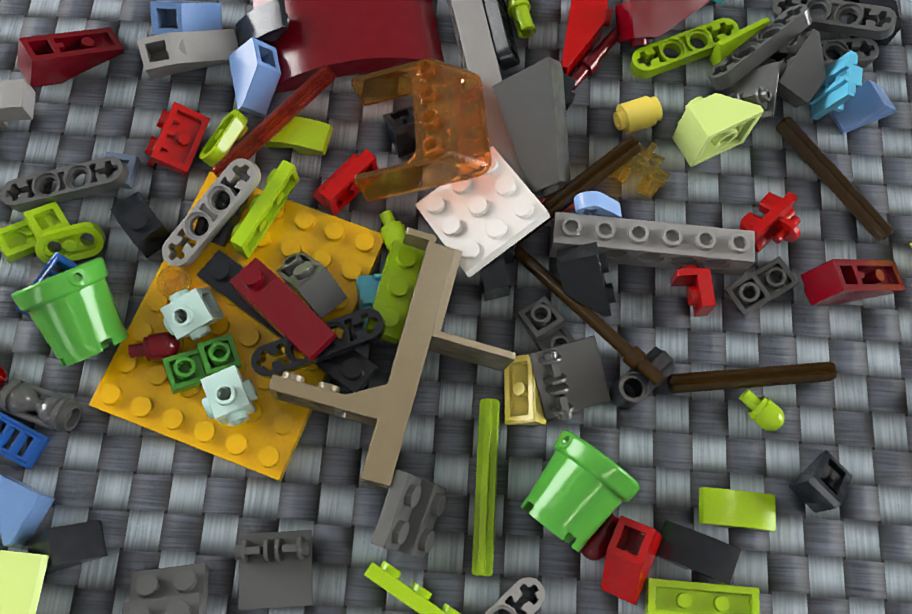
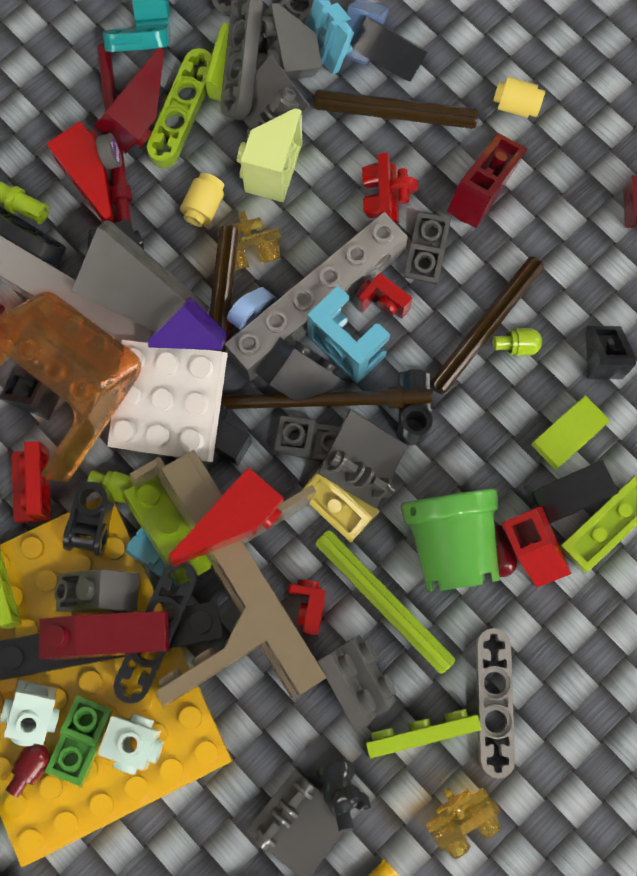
camera: 45 degrees left, 5 degrees up
(321, 578) = (340, 793): none -> black piece
(354, 238) = (89, 522): none -> black piece
(429, 440) = (311, 613): none -> red bracket
(444, 317) = (234, 517): none -> red slope
(542, 177) = (188, 329): none -> dark purple slope
(608, 29) = (108, 151): none -> dark grey tile
(635, 305) = (326, 332): none -> medium azure panel
(868, 132) = (388, 48): none -> black slope

